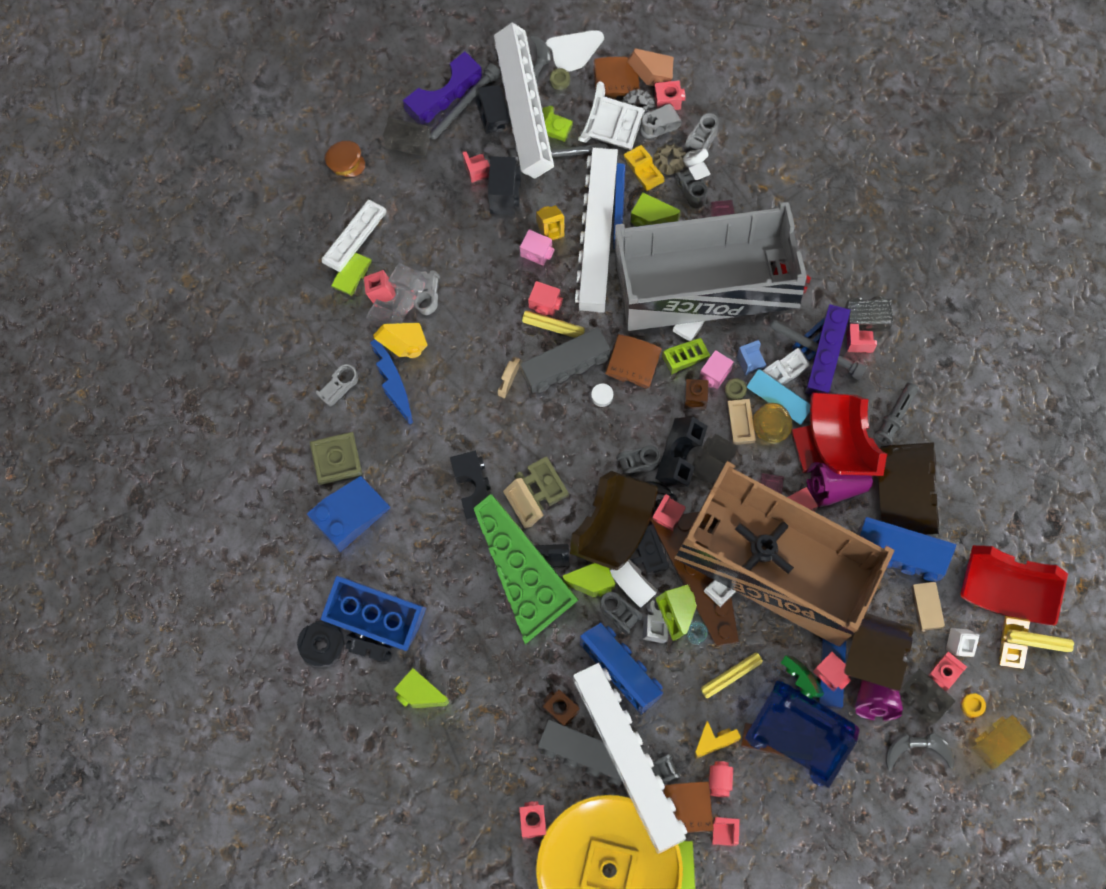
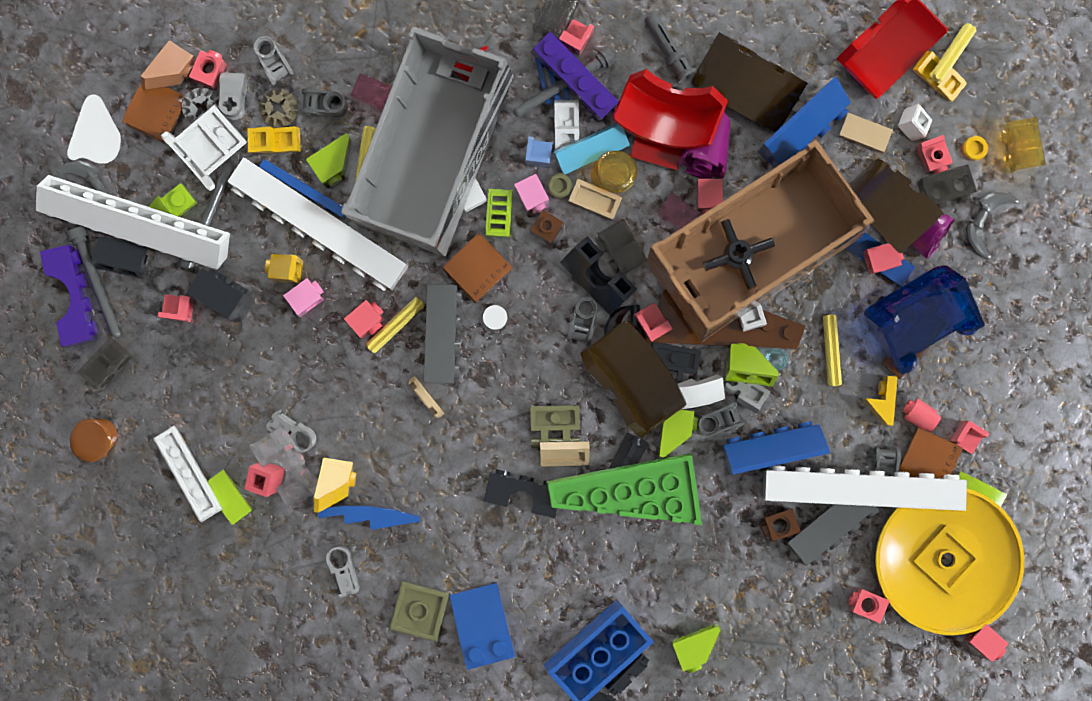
camera: 70 degrees left, 15 degrees up
(559, 79) = (122, 168): olive tile -> none
(695, 157) = (294, 83): white tile -> none
(699, 171) = (314, 88): white sticker -> none
(806, 681) = (880, 286): green slope -> none

